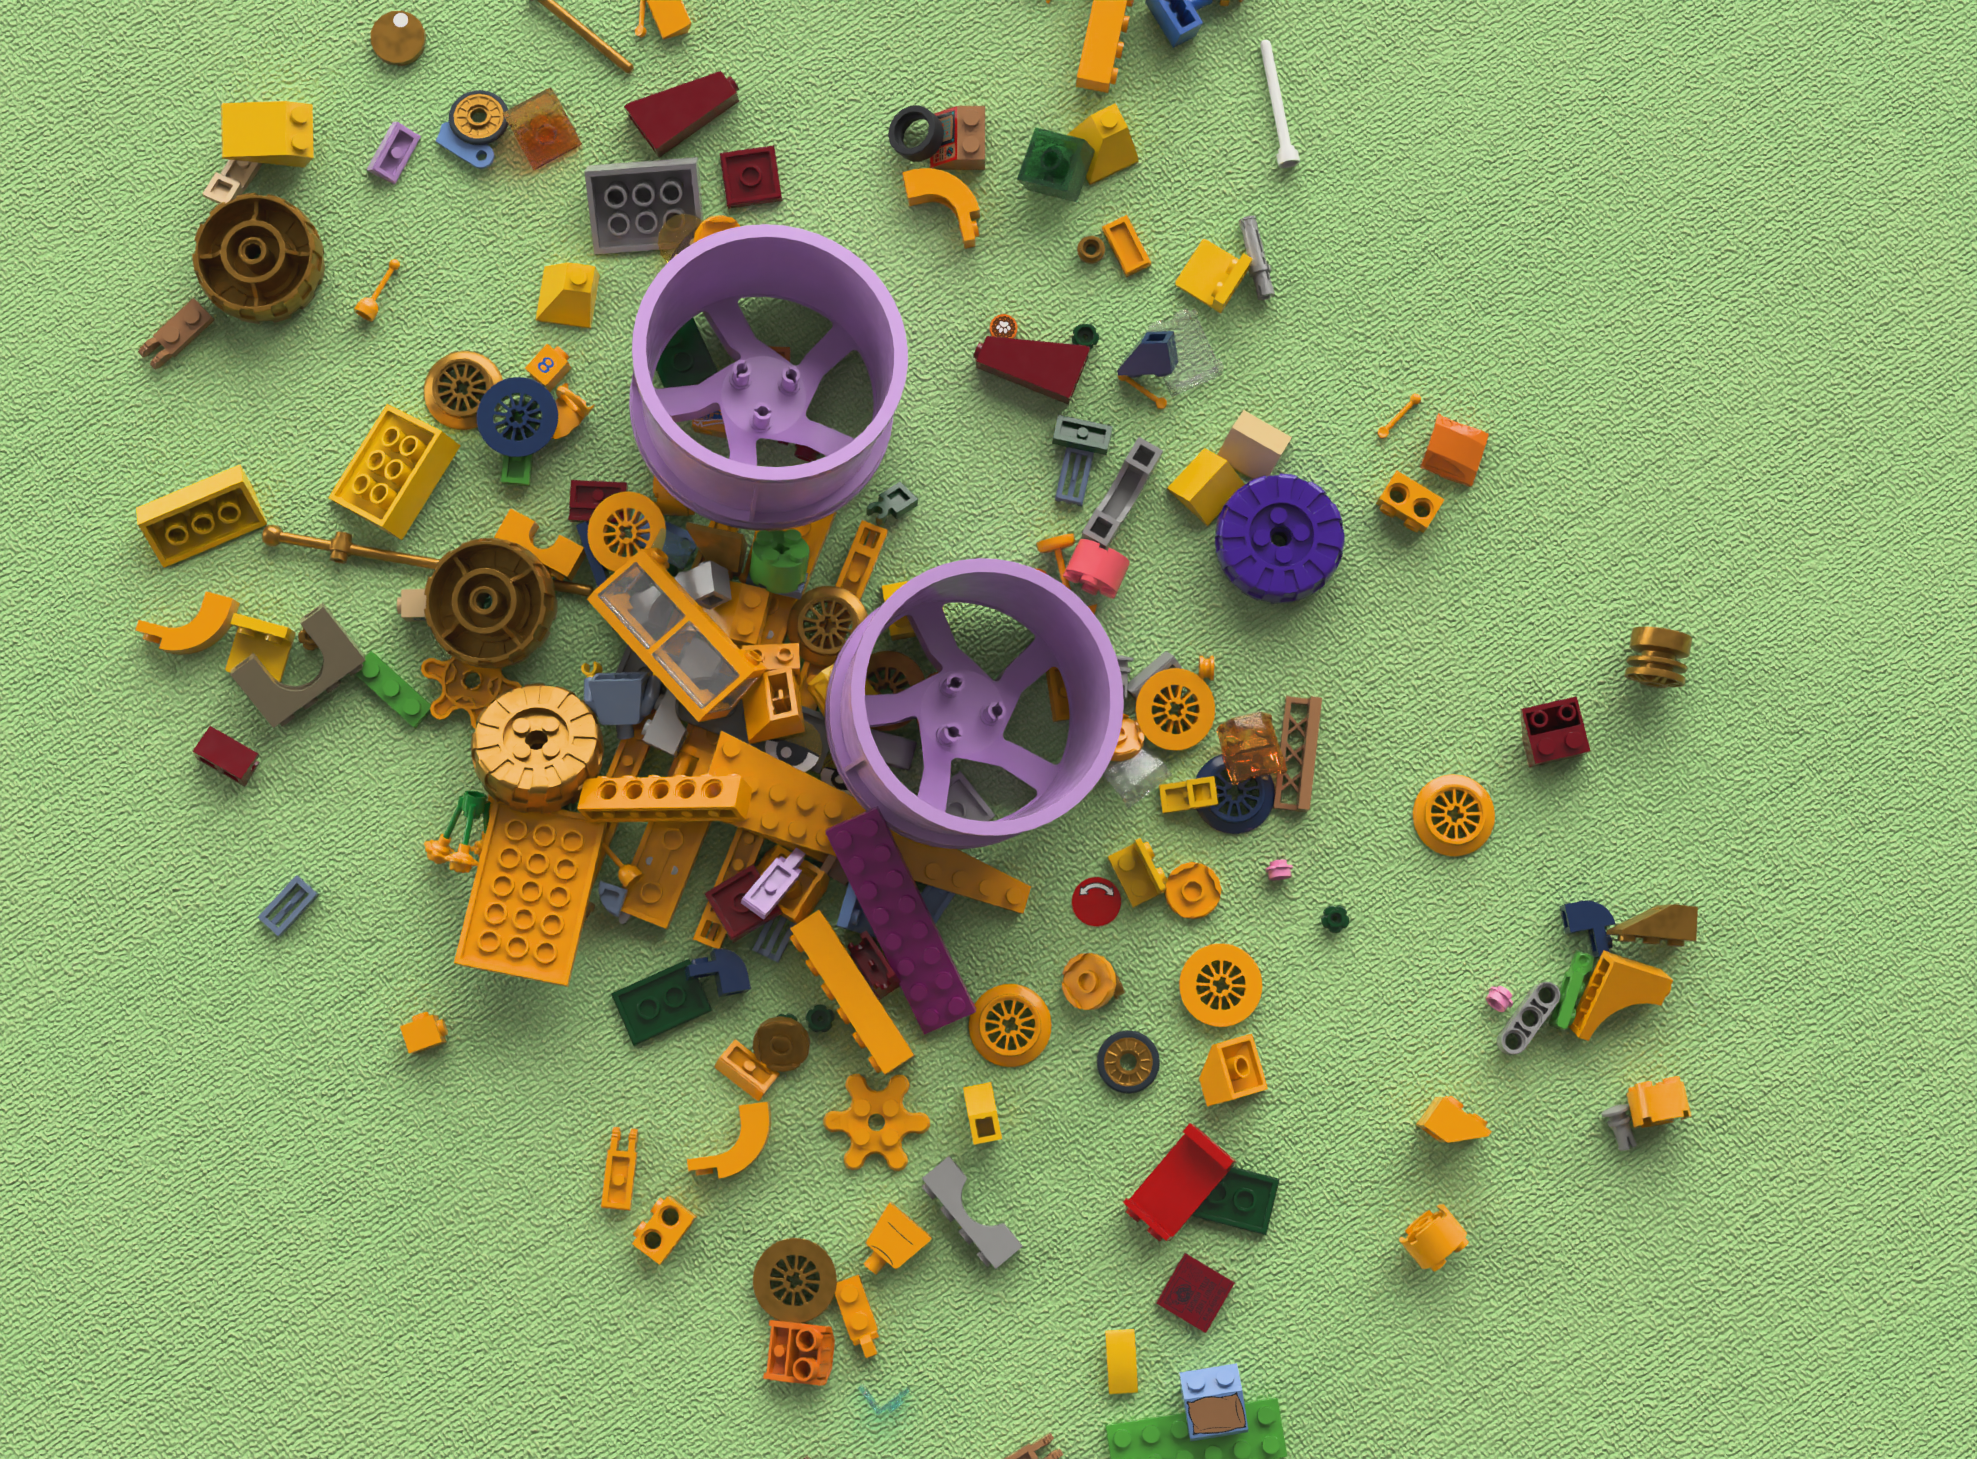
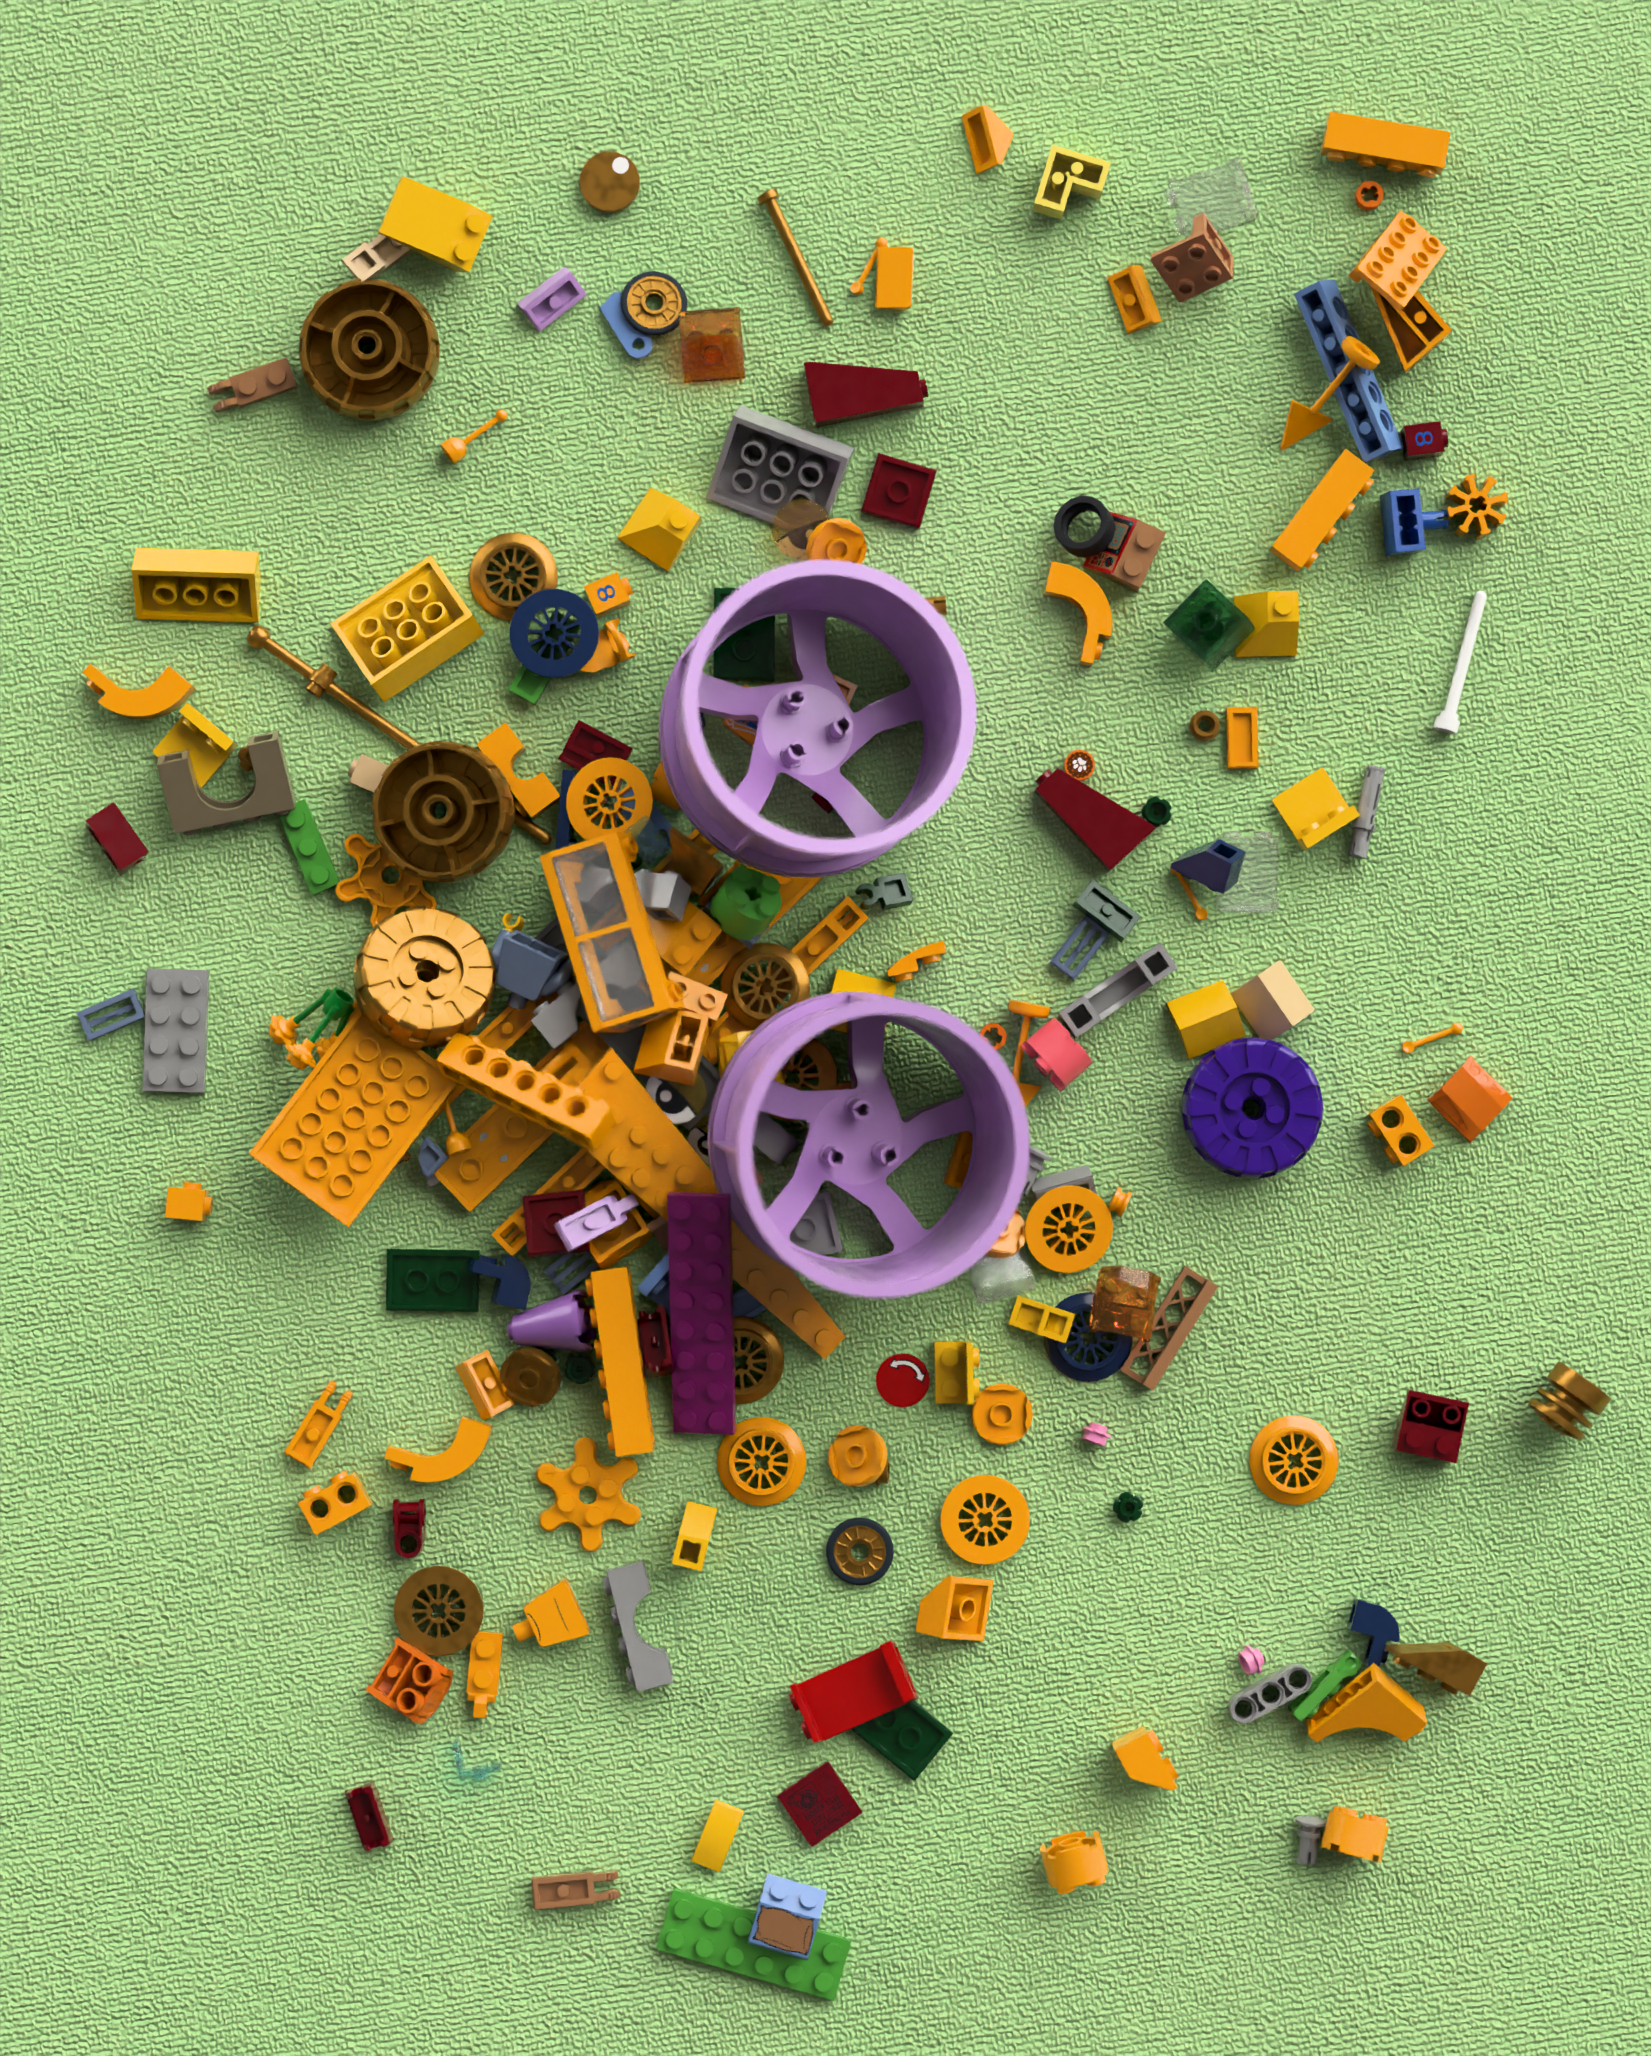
camera: 25 degrees right, 5 degrees up
(349, 893) = (176, 1030): none -> light grey plate
(736, 1218) = (409, 1525): none -> dark red piece
(782, 989) = (555, 1324): none -> medium lavender cone
(951, 537) = (907, 965): none -> light orange slope
(979, 932) = (774, 1359): none -> pearl gold piece

